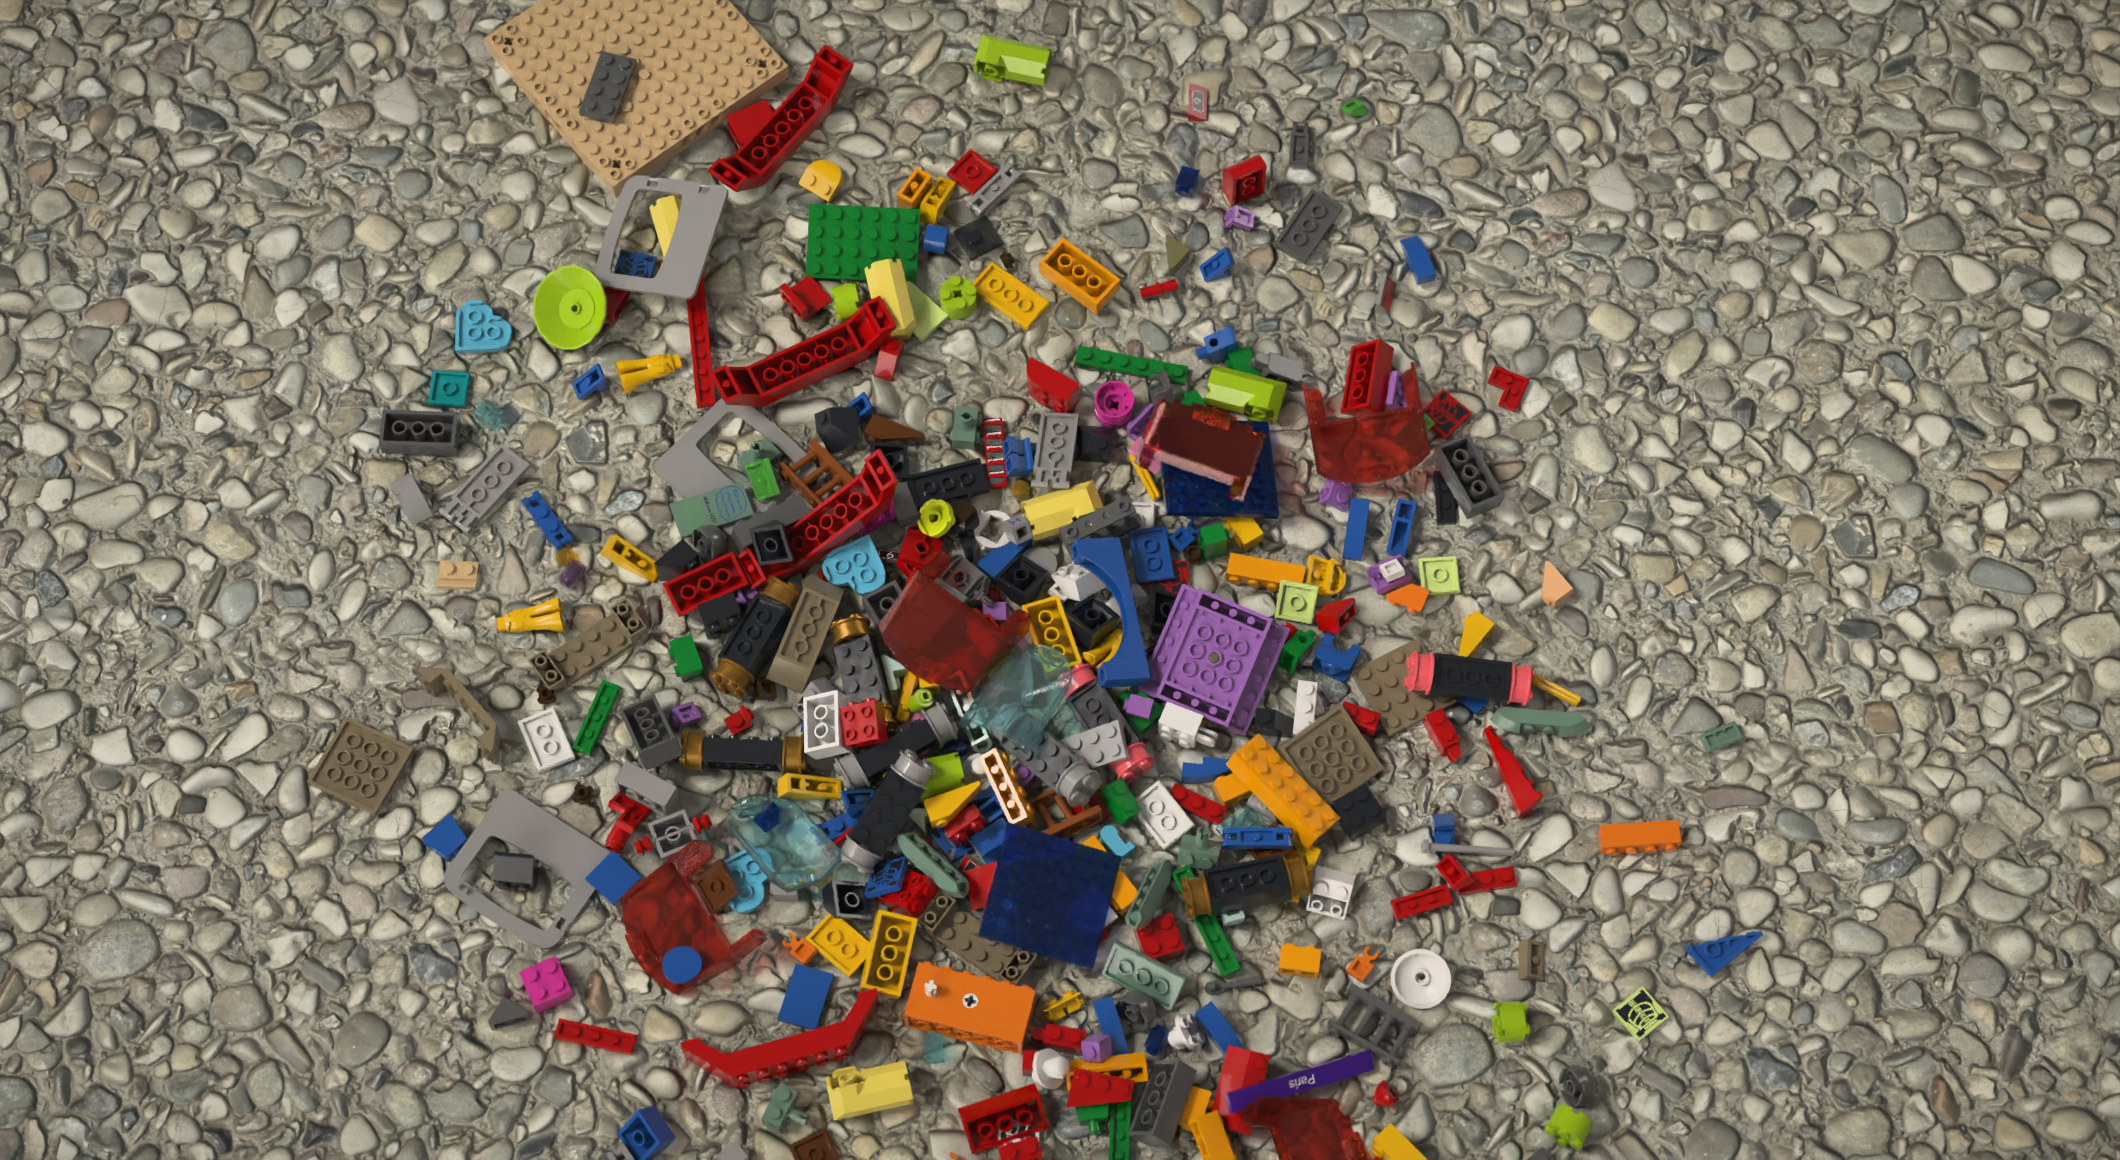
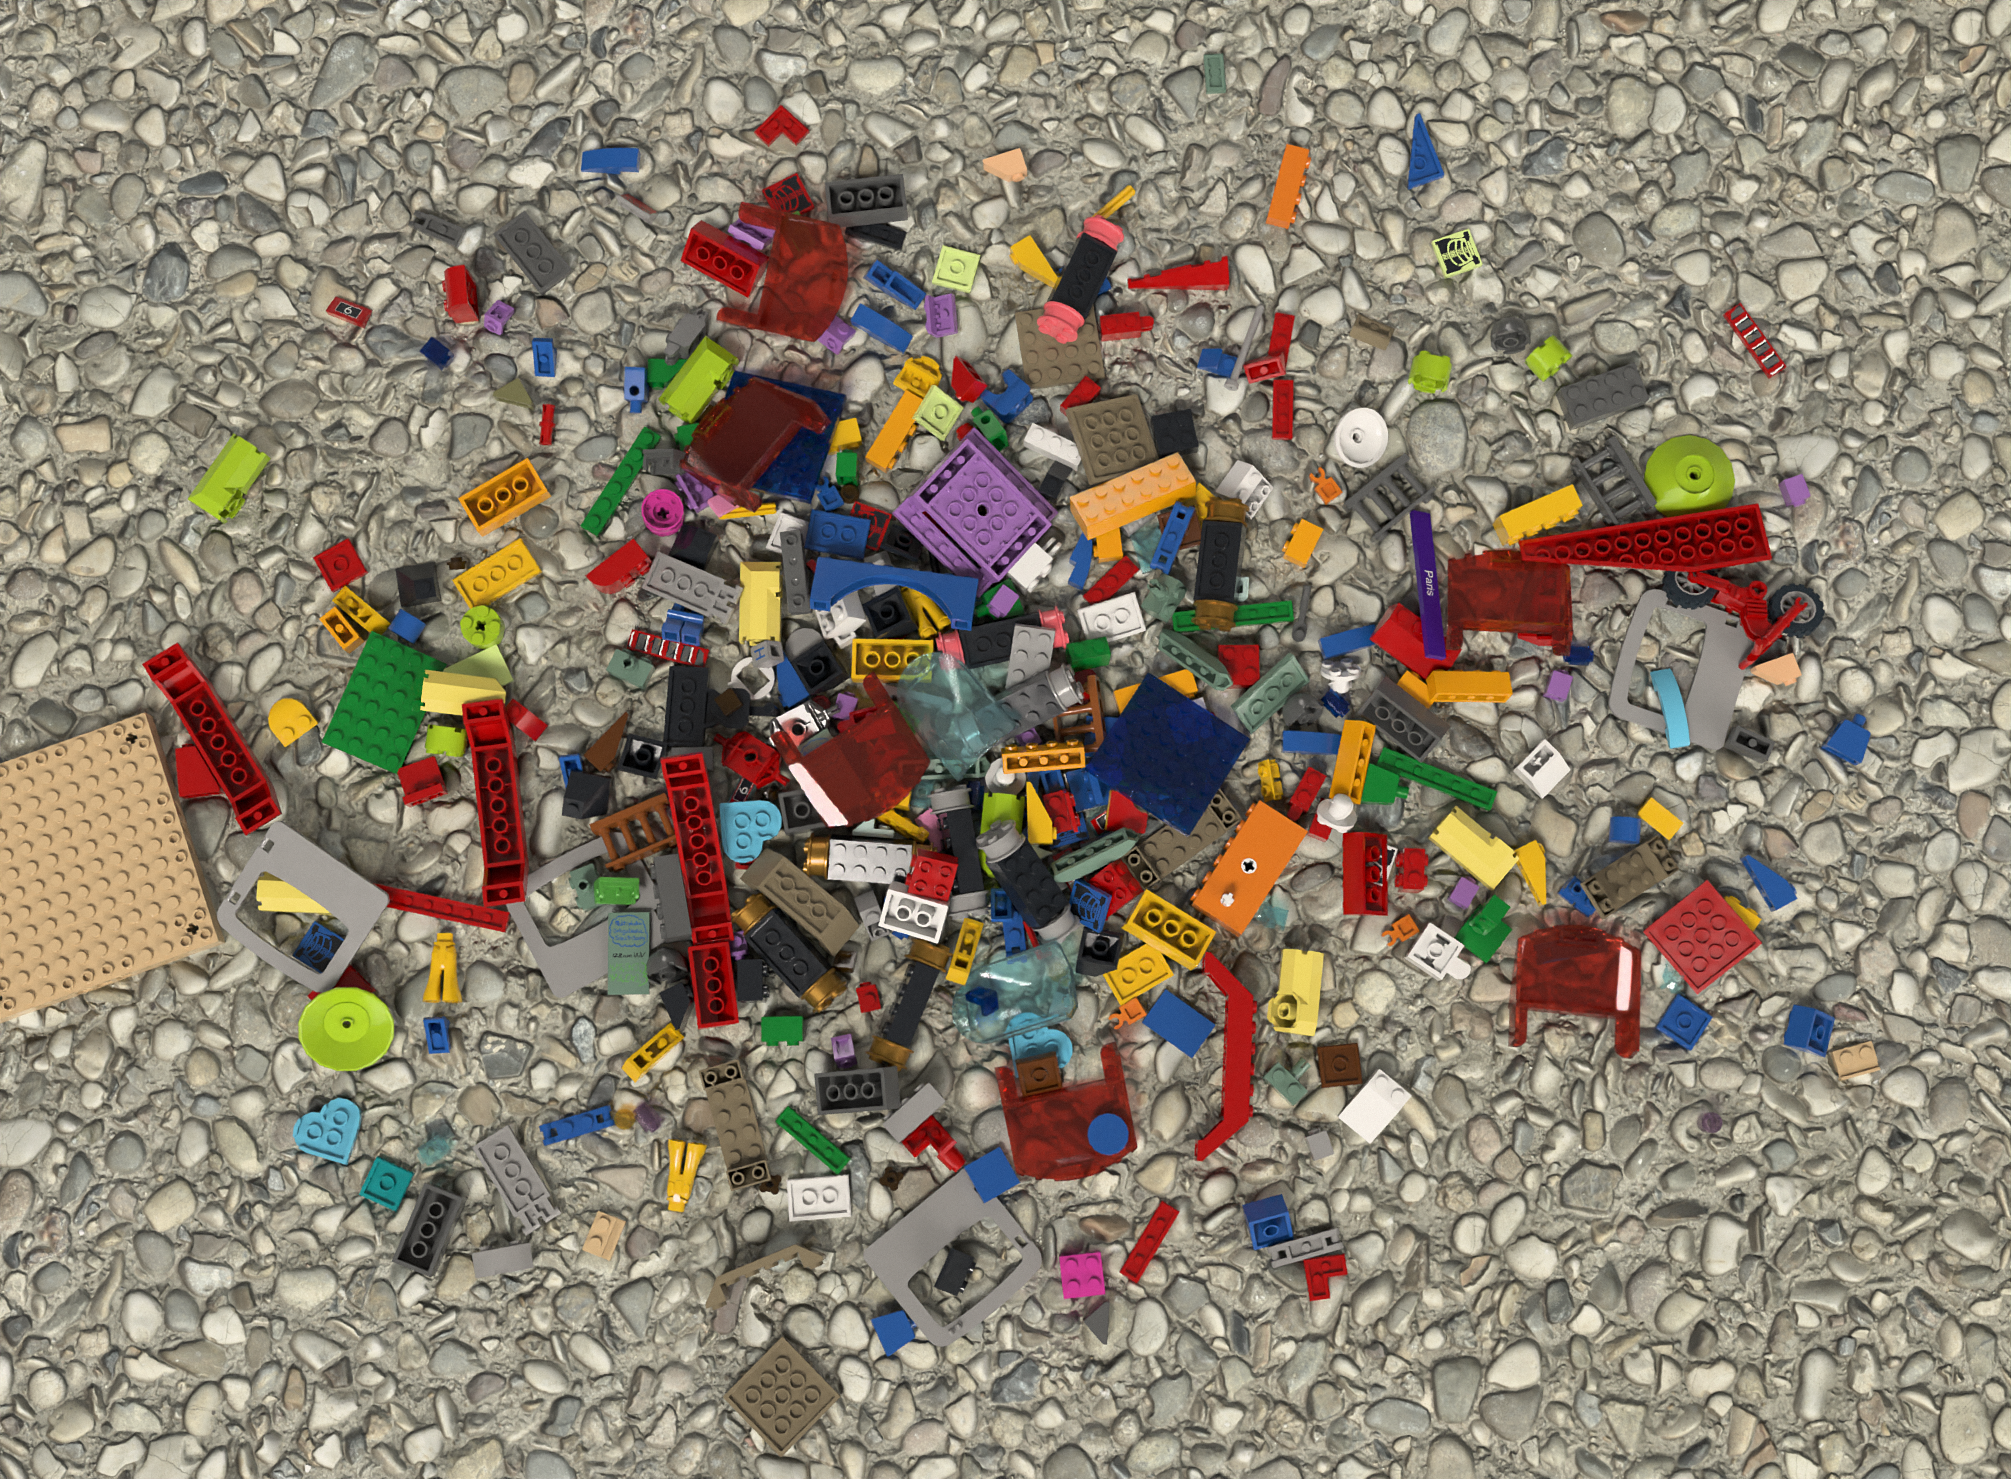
camera: 70 degrees left, 15 degrees up
(607, 87) = (97, 909): dark grey plate -> none
(672, 834) = (972, 1101): light grey brick -> none
(771, 543) = (699, 903): black slope -> none
(920, 700) = (918, 811): lime brick -> none
(944, 521) = (720, 739): neon yellow plate -> none
(994, 189) = (370, 549): light grey plate -> none
(1020, 489) = (717, 637): clear yellow plate -> none
(1096, 1047) = (1328, 762): medium lavender brick -> none
(1097, 1088) = (1372, 774): red wing -> none
(1115, 844) = (1120, 677): medium azure leg -> none
(1354, 108) = (416, 159): bright green slope -> none
(1385, 1095) = (1459, 512): red brick -> none
(1392, 570) = (940, 309): white plate -> none
(1411, 596) = (971, 303): orange slope -> none
(1544, 721) = (1151, 211): sand green brick -> none

